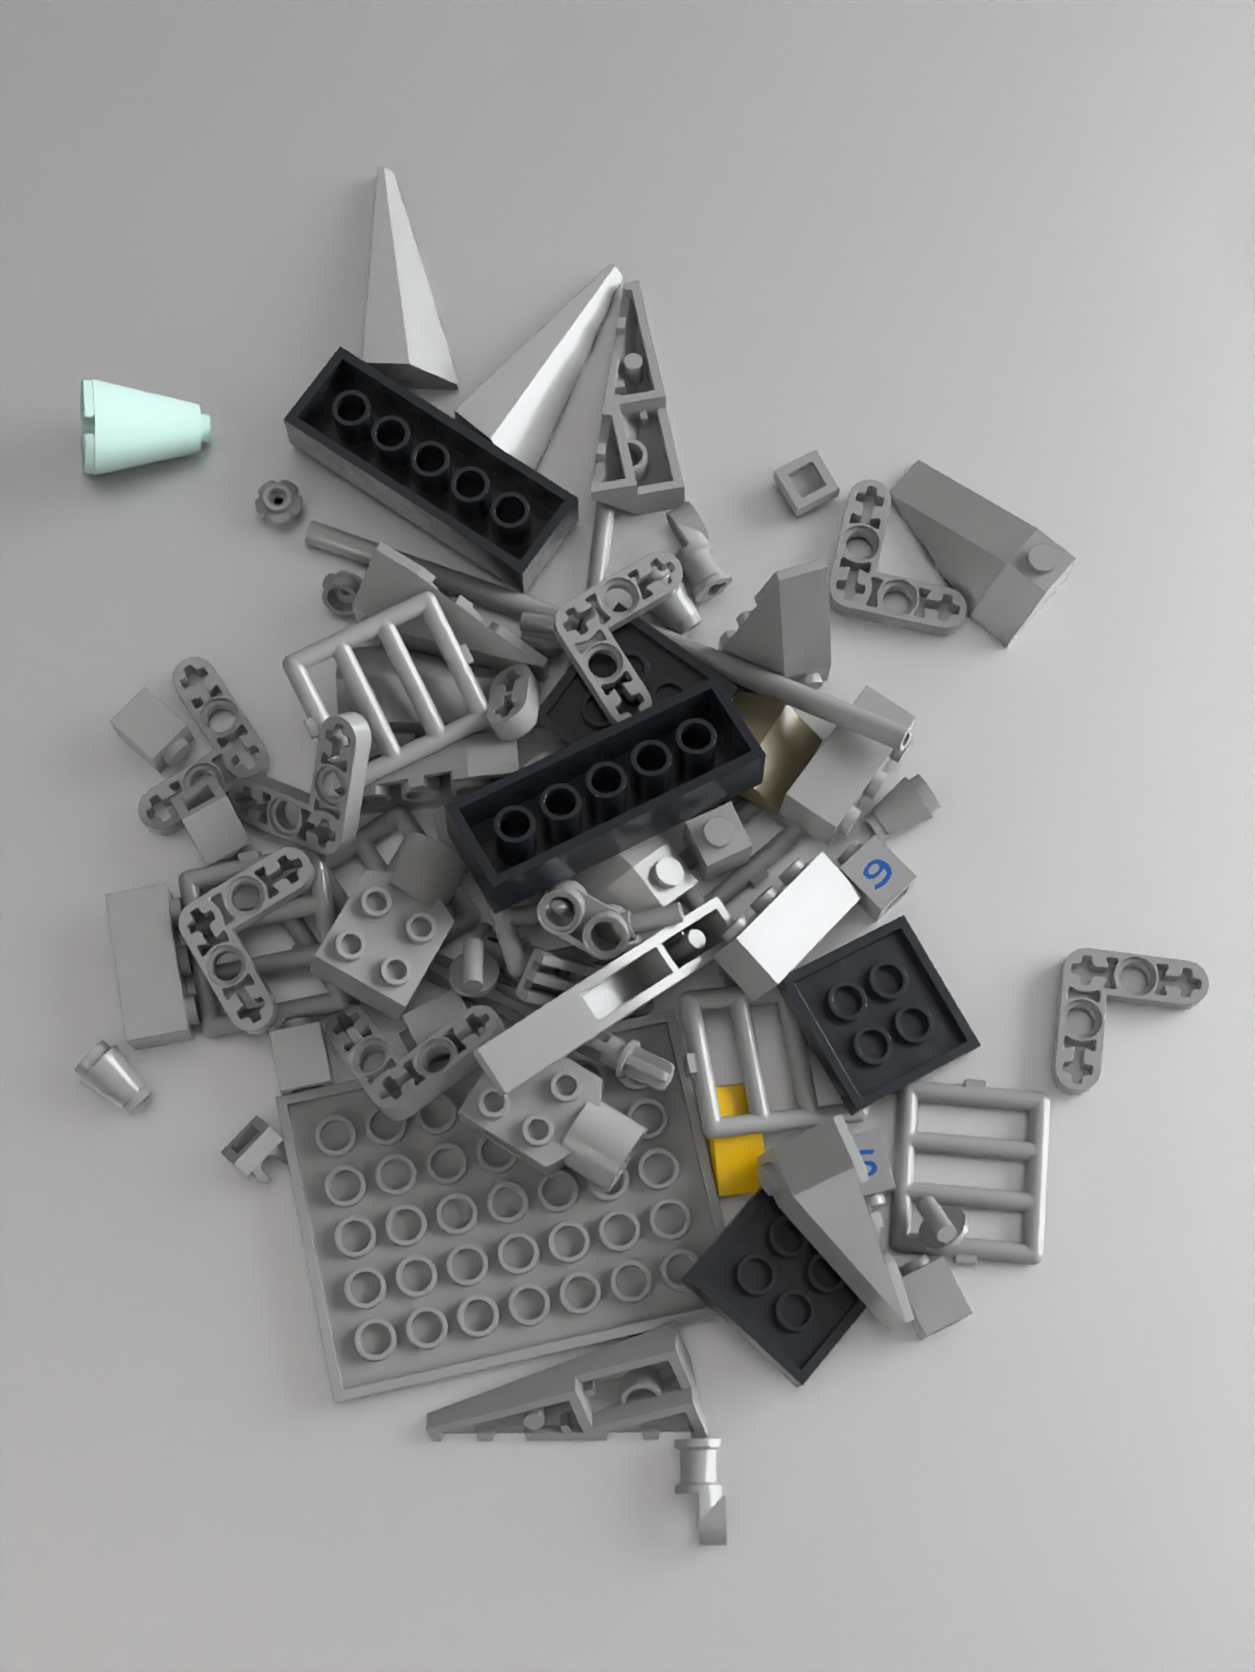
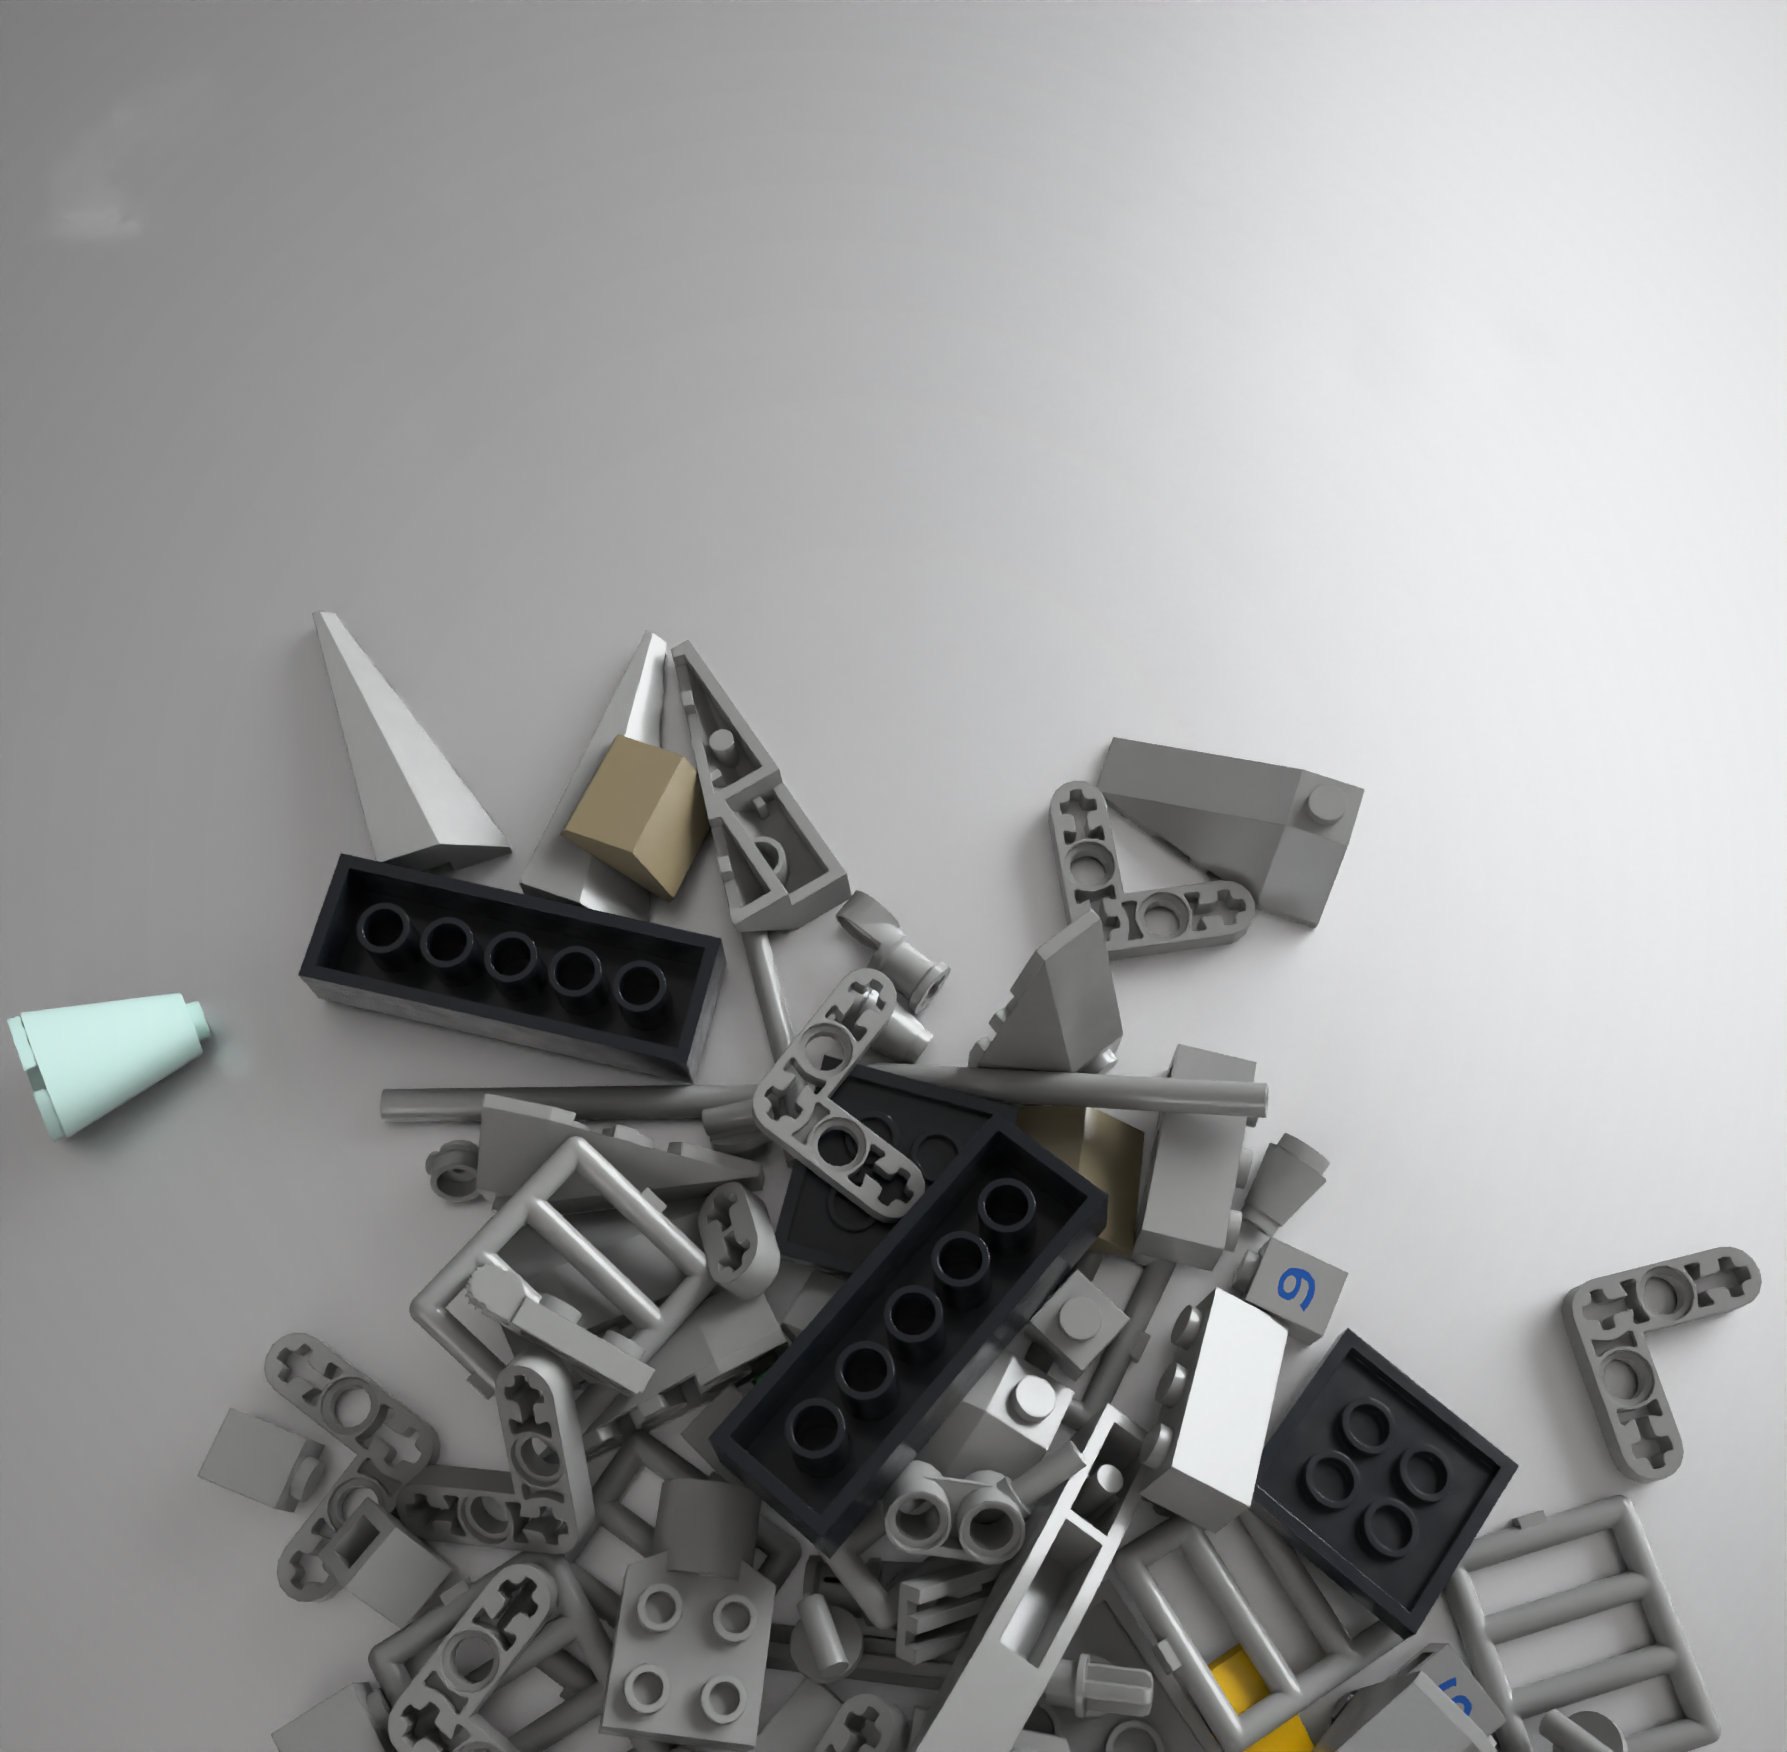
camera: 20 degrees left, 5 degrees down
(282, 513) = (340, 1094): light grey plate -> none
(399, 740) = (554, 1327): none -> light grey hinge
(557, 394) = (642, 815): none -> dark tan slope
(806, 483) = (992, 814): light grey plate -> none

